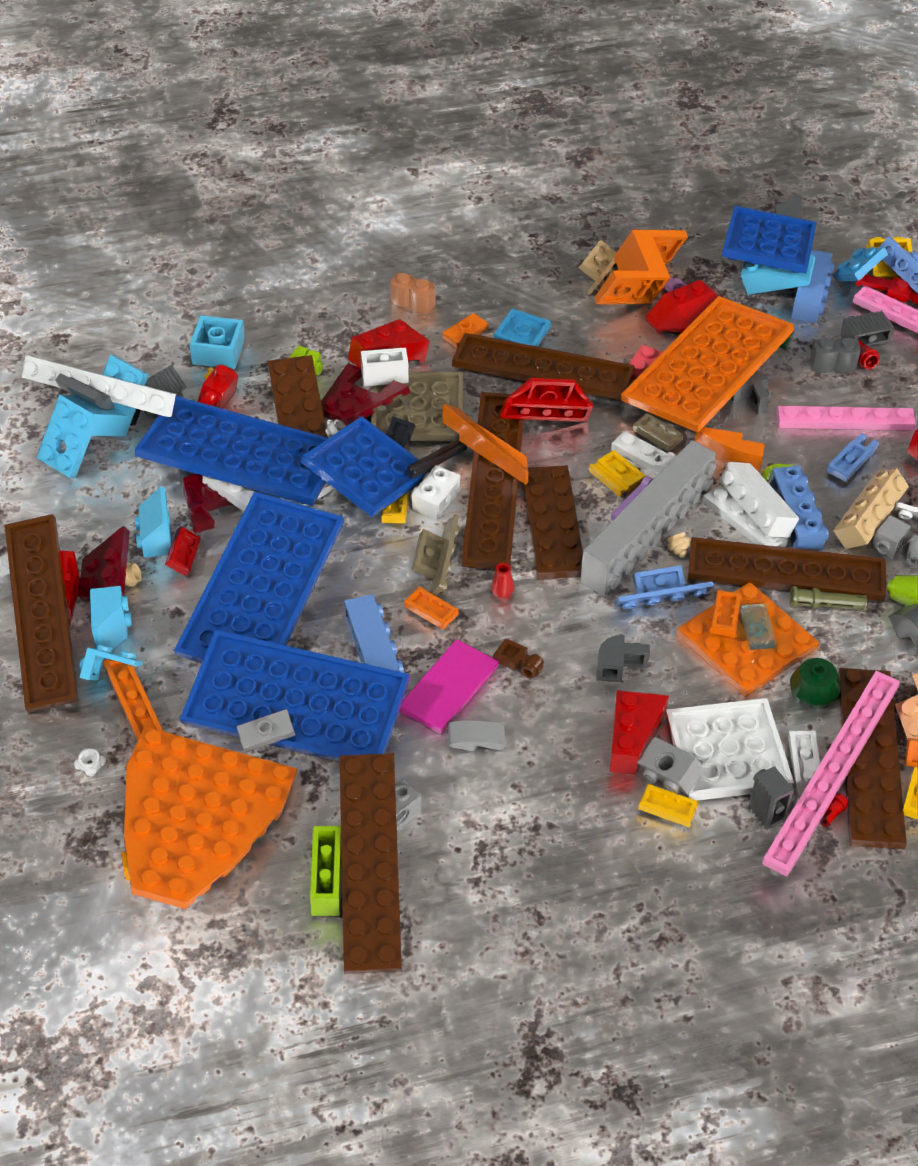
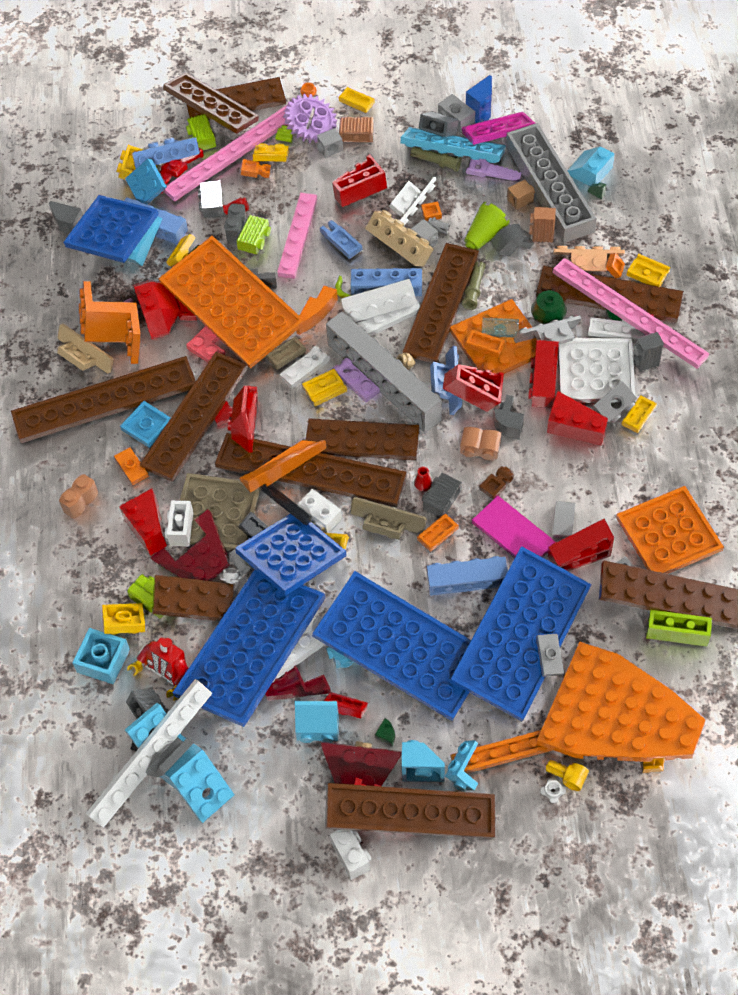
camera: 75 degrees left, 10 degrees up
(109, 776) = (573, 775): none -> yellow axle
(155, 596) = (386, 733): none -> dark green tile
(259, 345) = (123, 618): none -> yellow plate
(431, 754) = (583, 547): none -> red wedge
(481, 856) = (669, 531): none -> orange plate
(485, 603) = (442, 494): none -> dark grey brick
(548, 293) = (103, 399): none -> reddish brown plate
(573, 633) = (480, 443): none -> nougat brick
(649, 605) = (475, 386): none -> red wedge
(699, 682) = (544, 374): none -> red wedge
(765, 684) = (552, 331): none -> light grey bracket
(789, 317) = (180, 250): none -> yellow plate
(826, 374) = (253, 234): none -> lime brick

